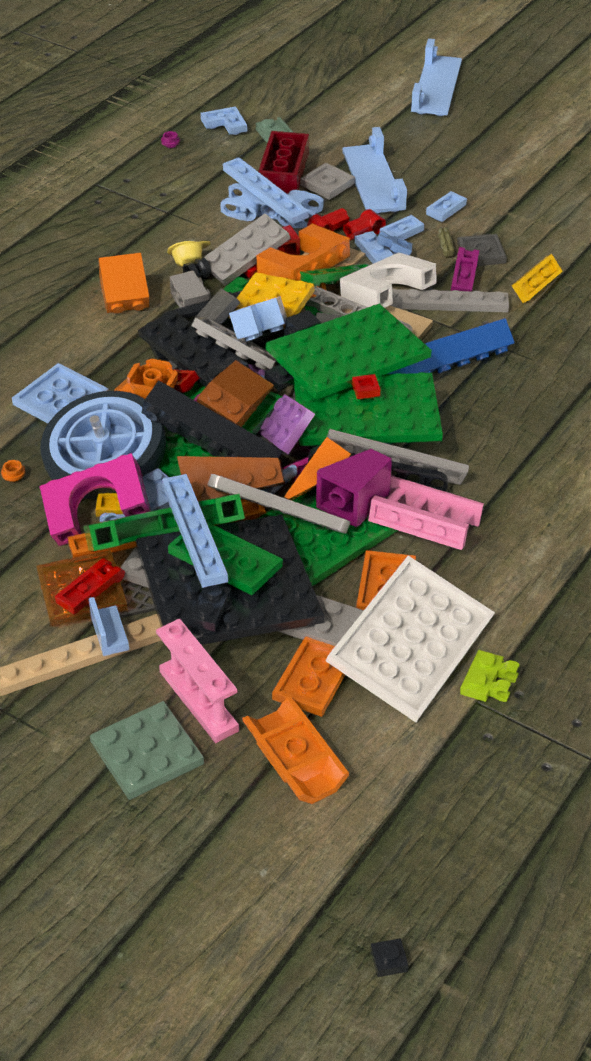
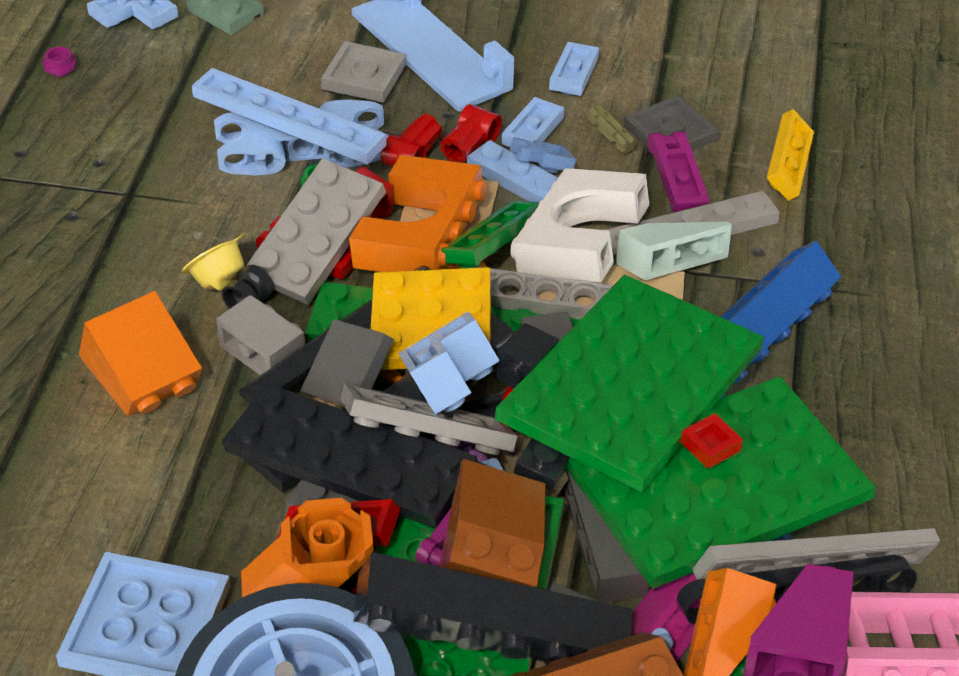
camera: 25 degrees left, 0 degrees up
(285, 159) = (281, 51): dark red brick -> none
(286, 423) = (610, 553): medium lavender plate -> none
(432, 305) = (670, 247): none -> light aqua slope

